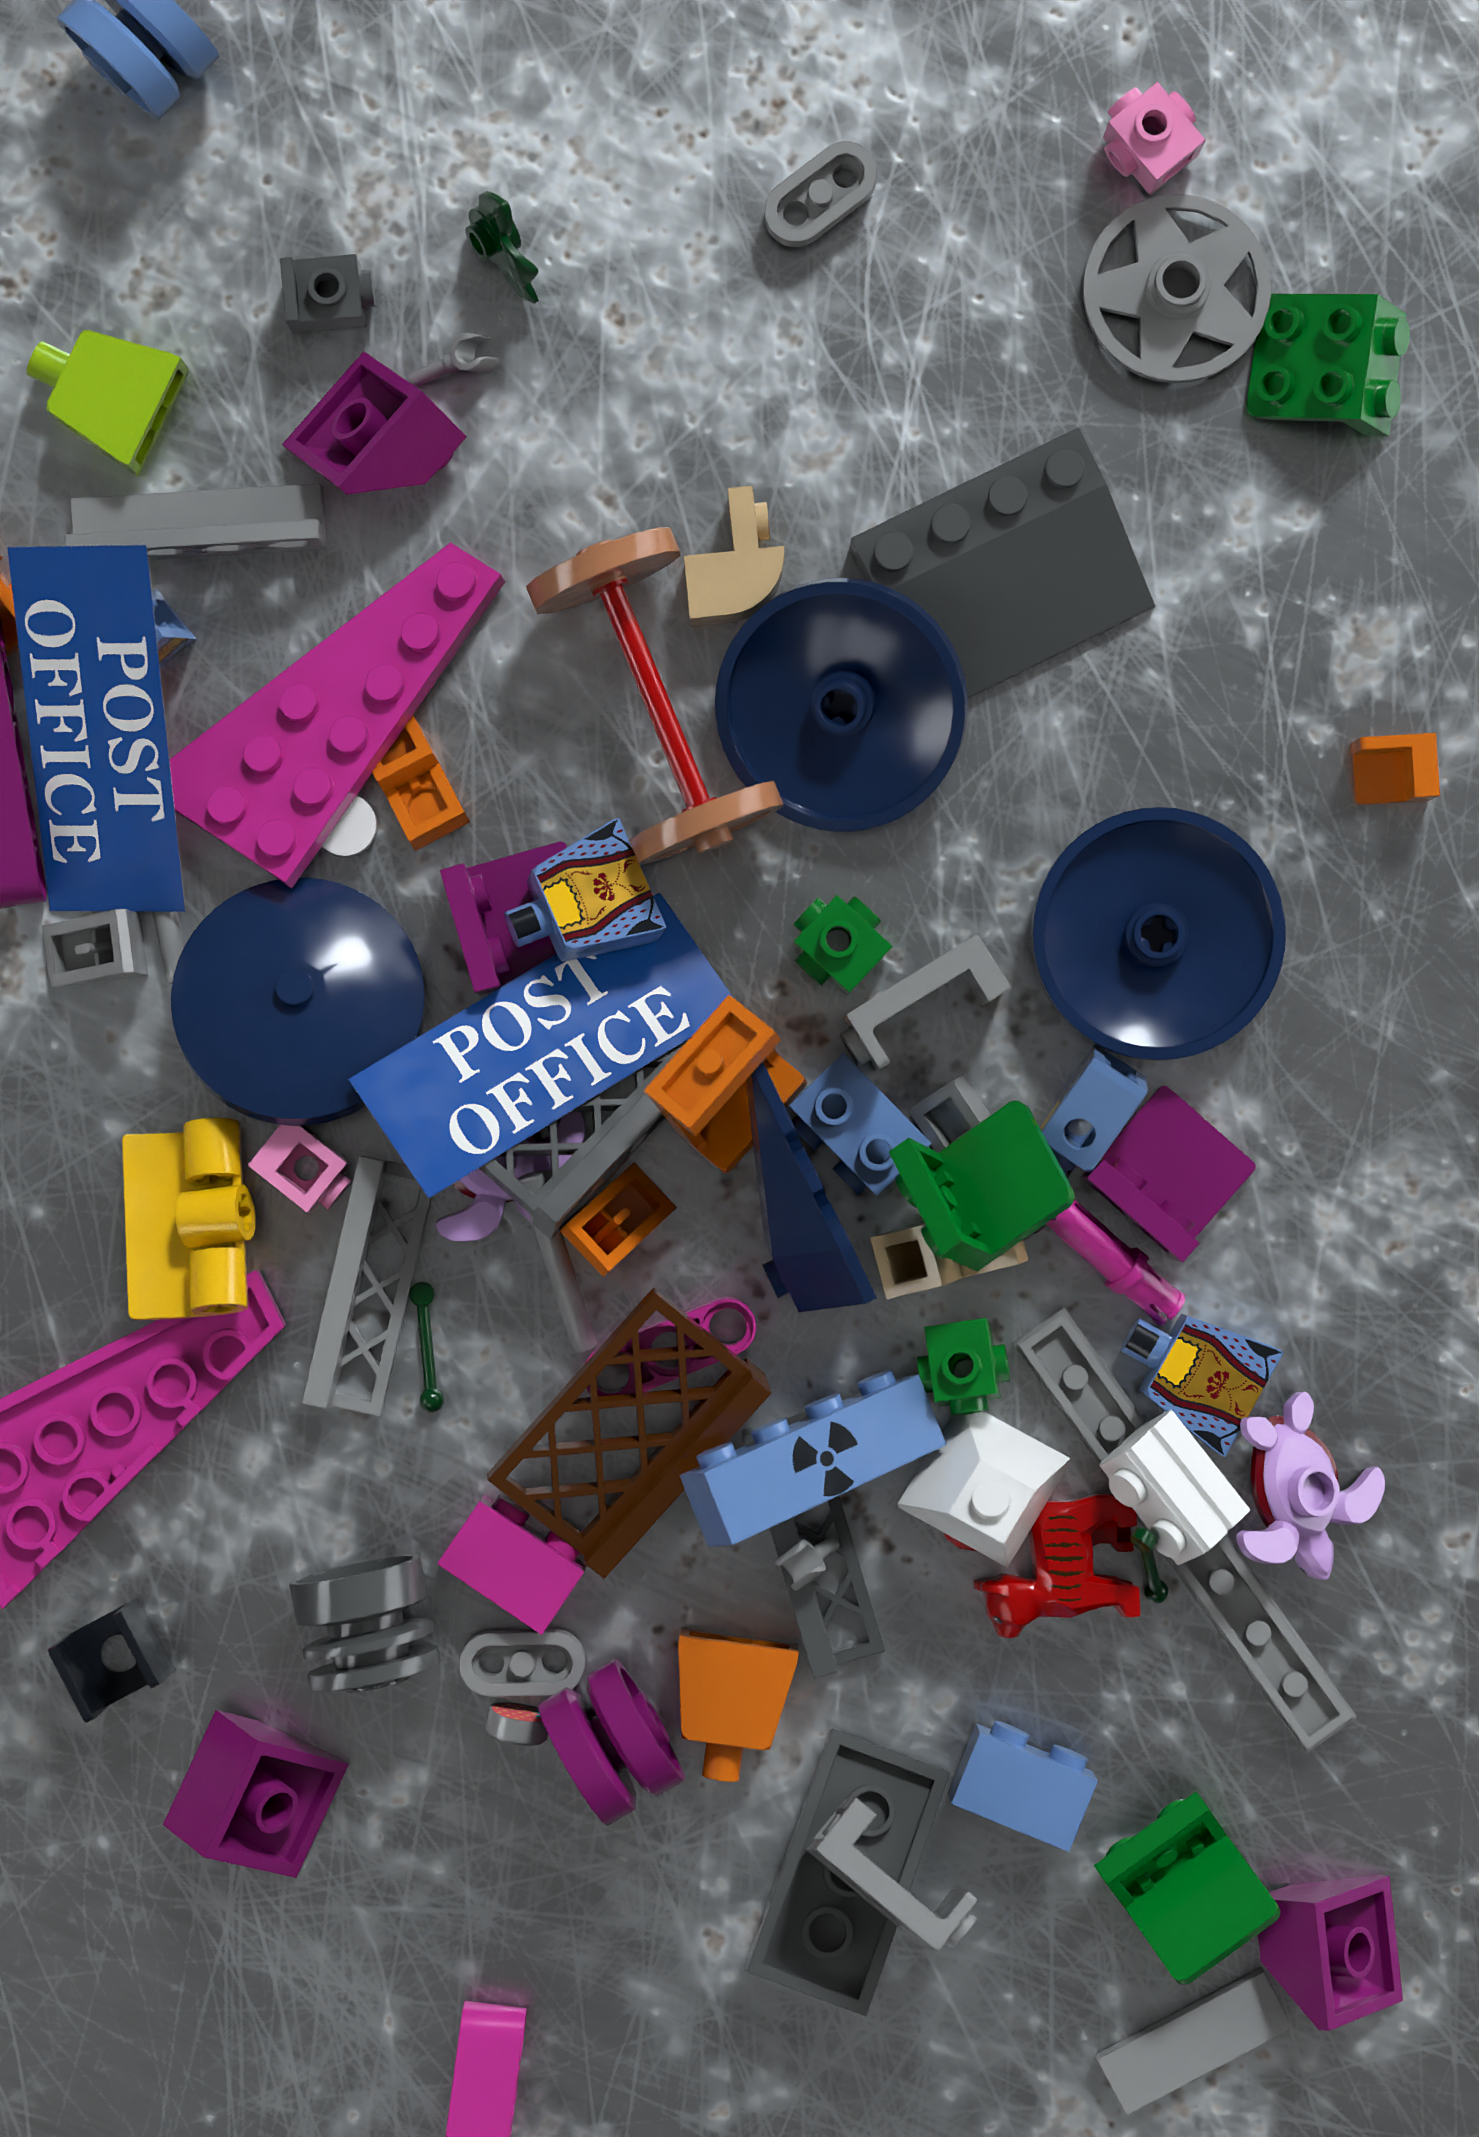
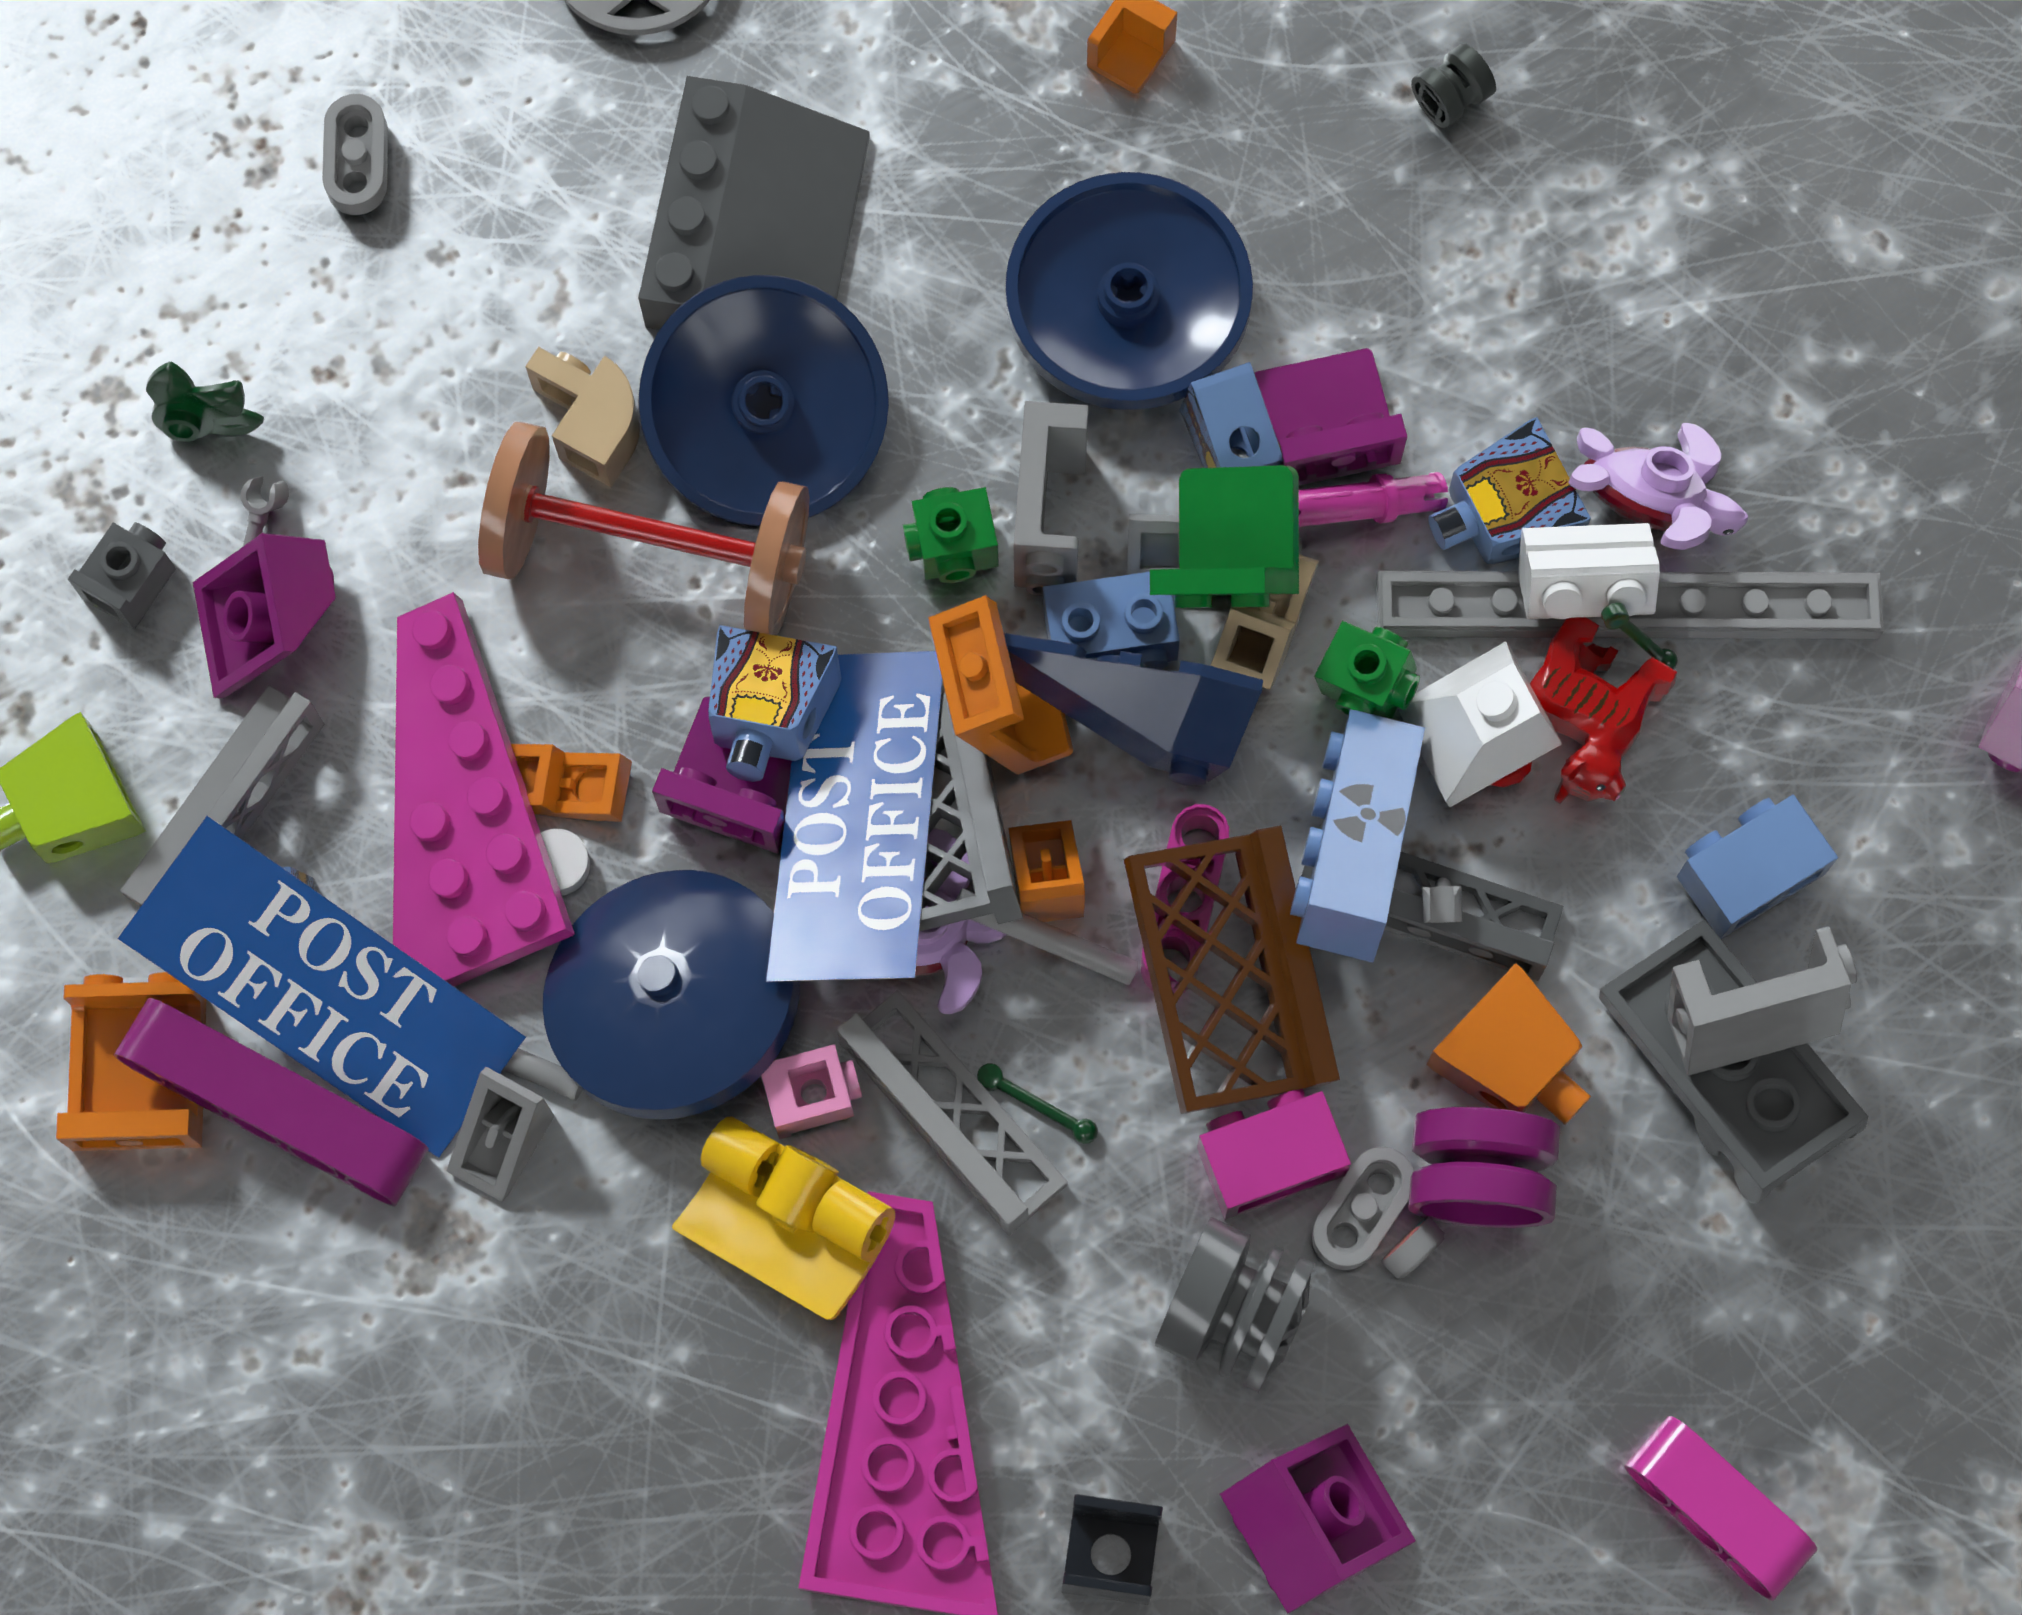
camera: 50 degrees left, 15 degrees down
(1188, 1889) = (1934, 792): green bracket -> none

